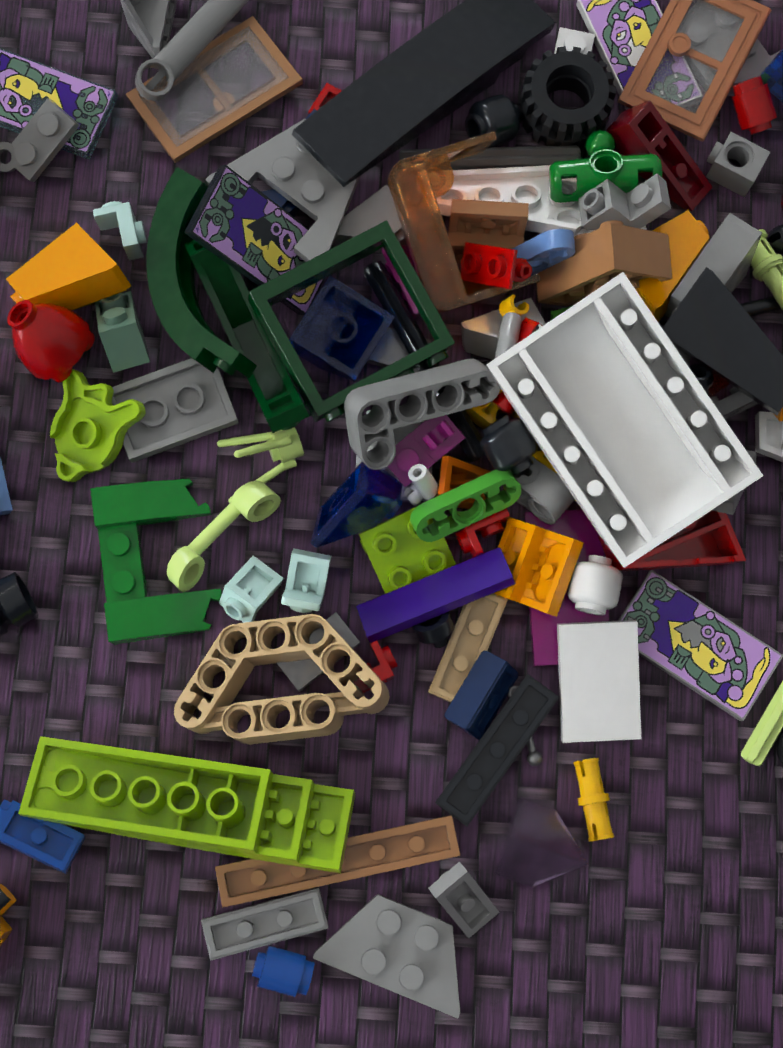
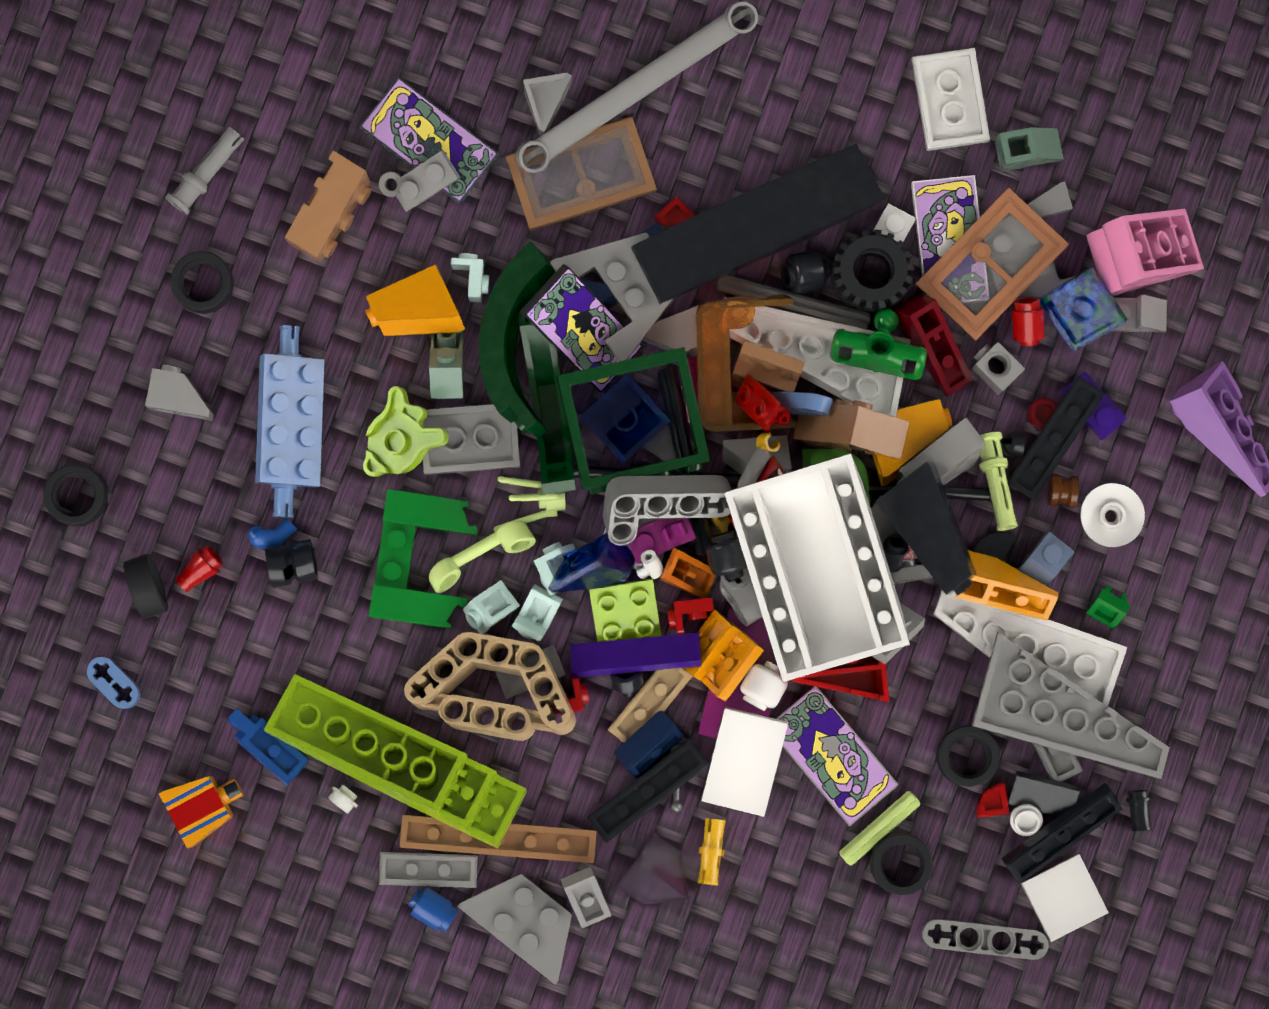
camera: 15 degrees right, 5 degrees up
(48, 338) = (388, 358): red piece -> none
(138, 868) = (343, 798): none -> white plate
(304, 517) = (550, 562): none -> light aqua bracket
(436, 507) = (667, 586): bright green beam -> none
(634, 209) = (876, 383): light grey slope -> none

